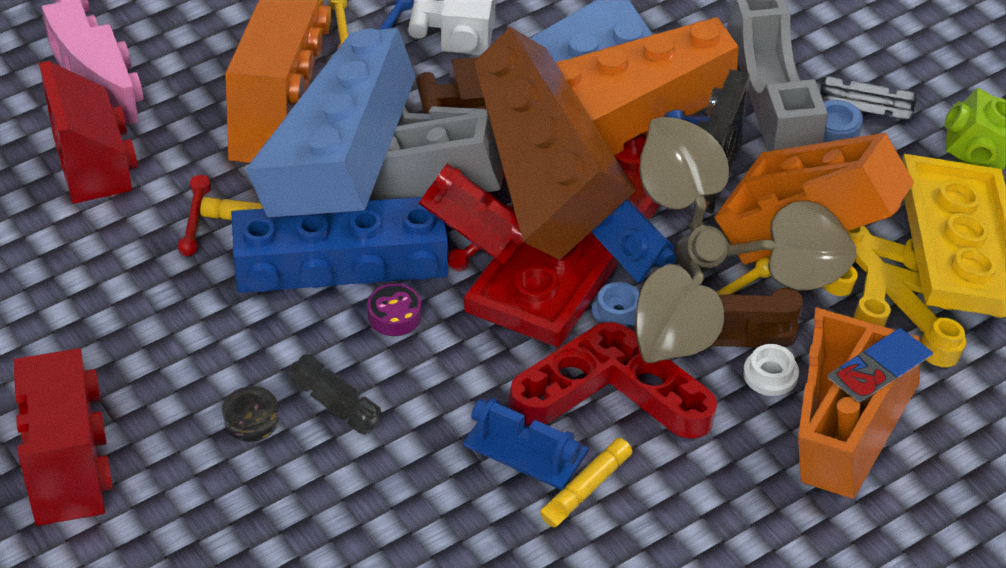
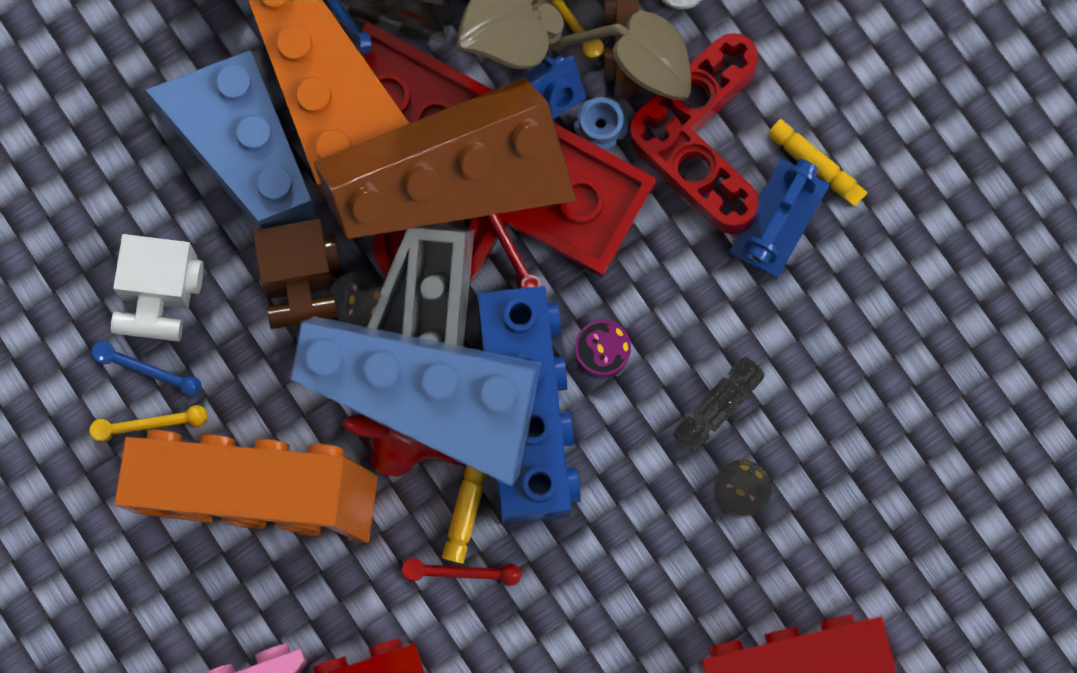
camera: 95 degrees left, 30 degrees up
(473, 213) = (514, 254): red hinge -> none

